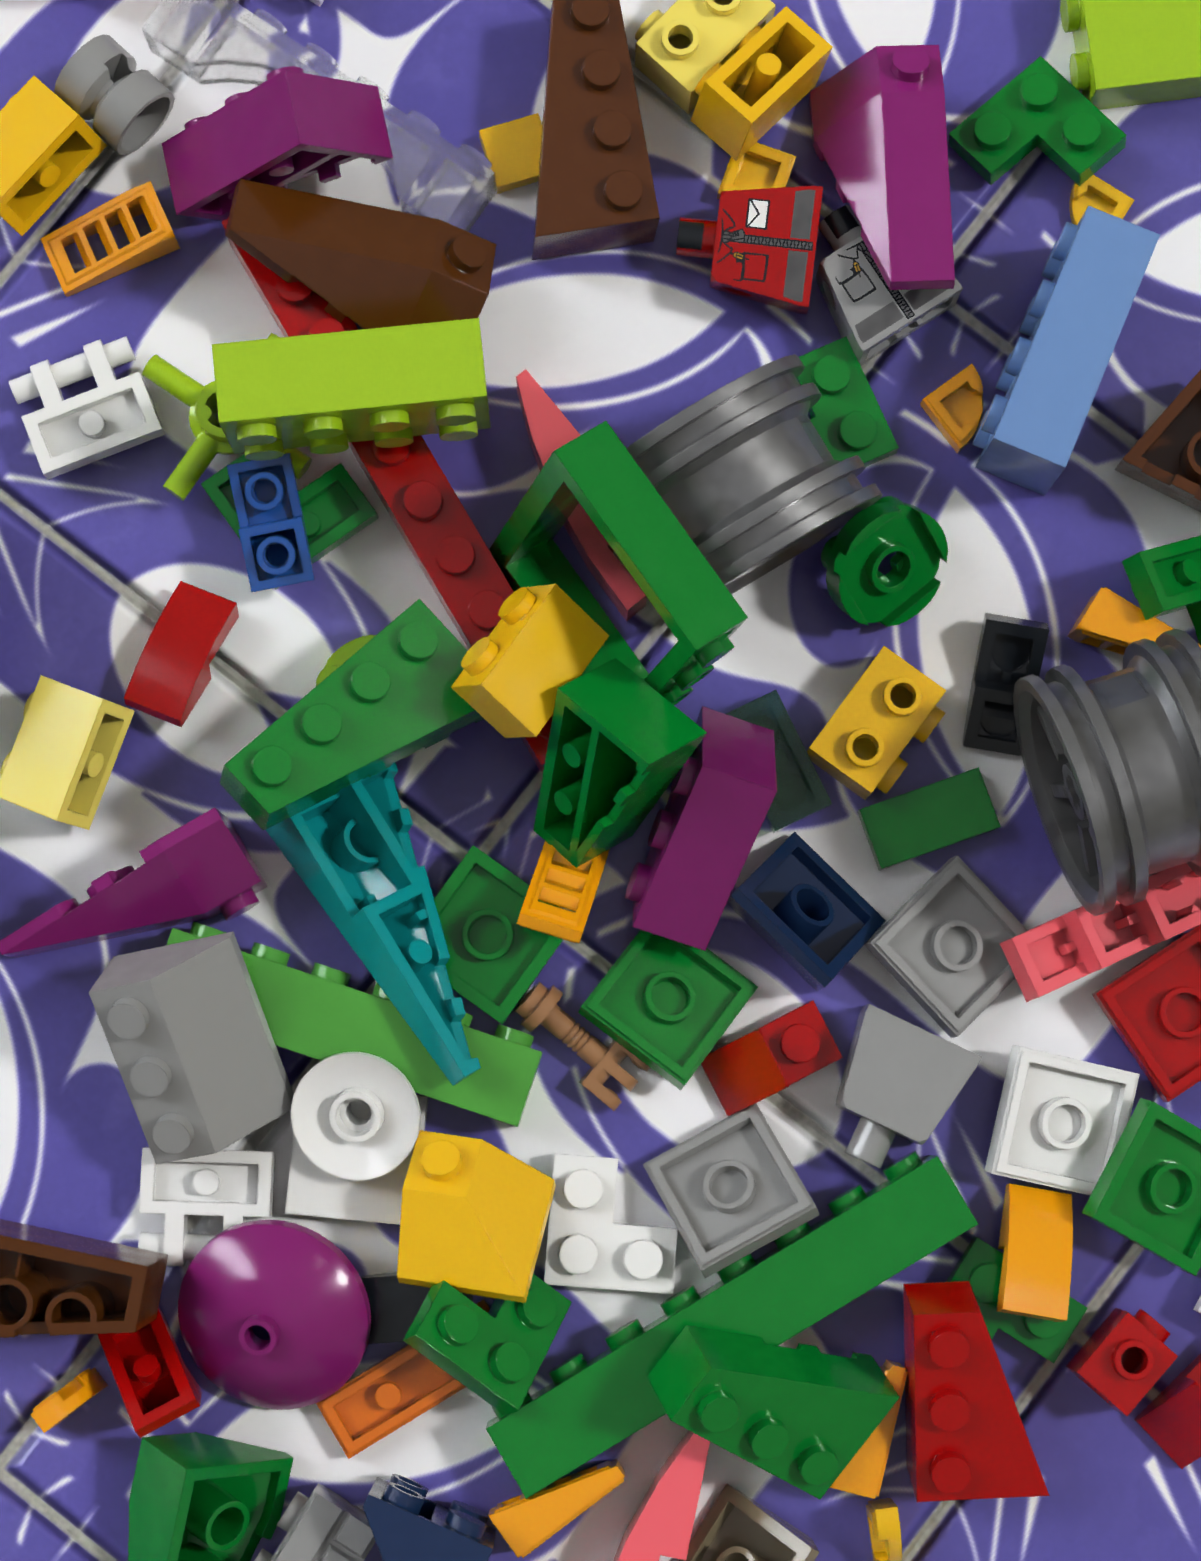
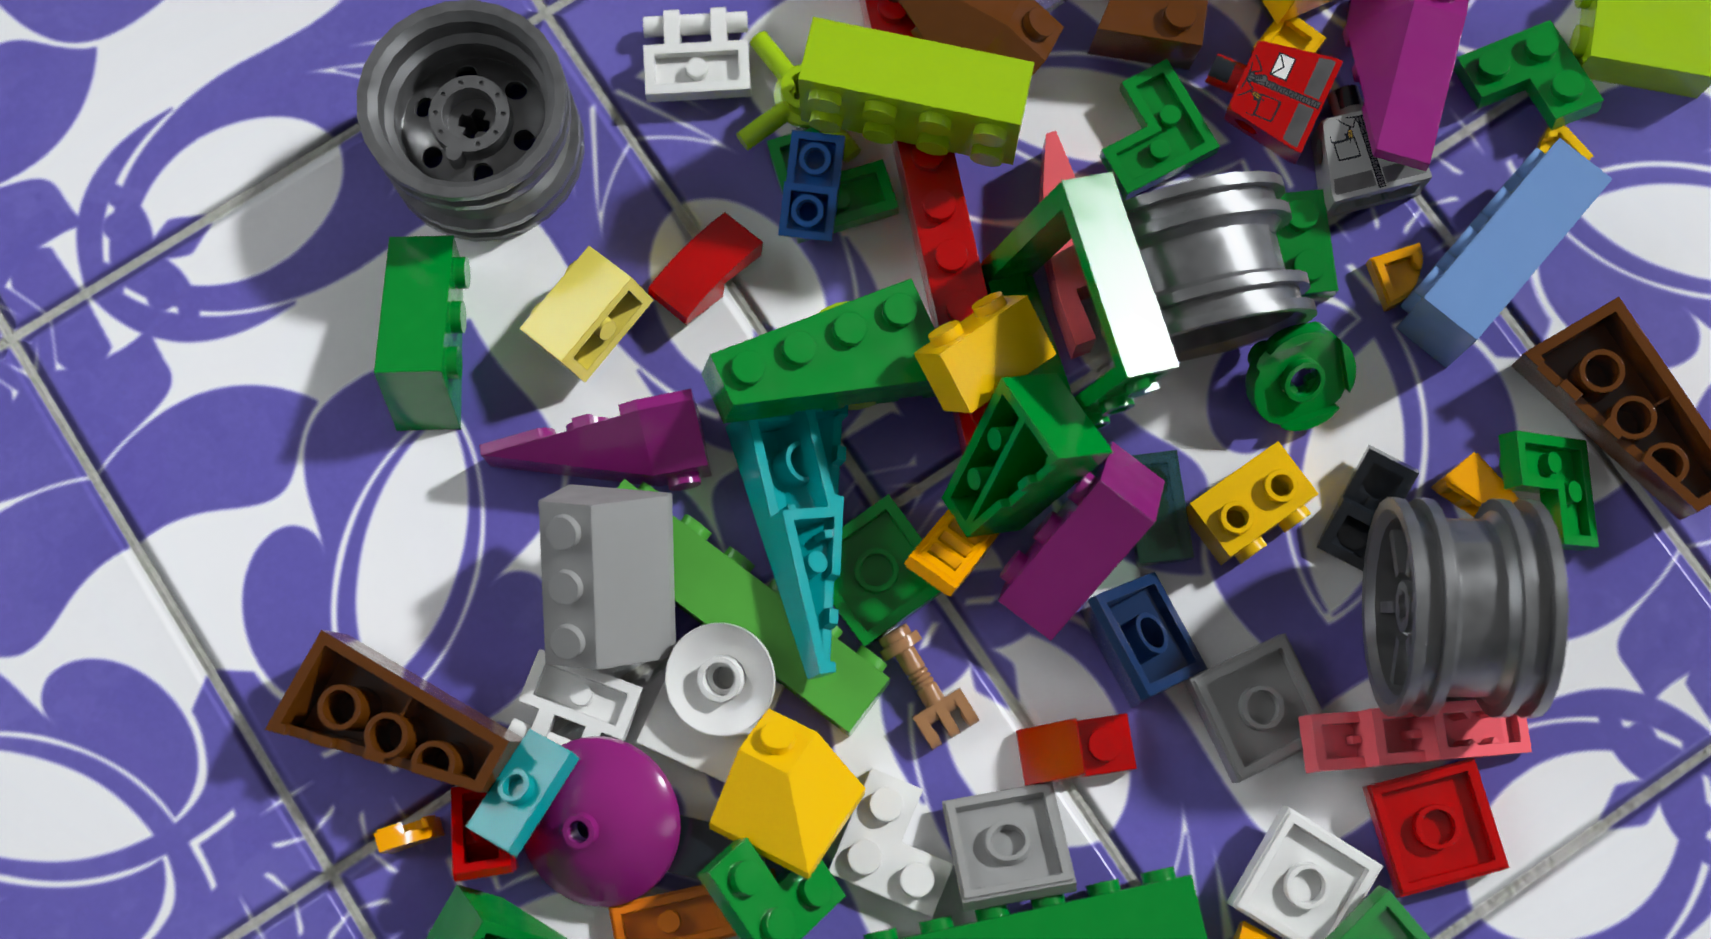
camera: 25 degrees right, 5 degrees down
(181, 1315) = (522, 792): none -> teal plate
(657, 328) = (1170, 136): none -> green plate
(667, 1003) = (1005, 675): green plate -> none
(898, 1082) = (1177, 804): light grey torso -> none
(928, 819) = (1269, 597): green tile -> none

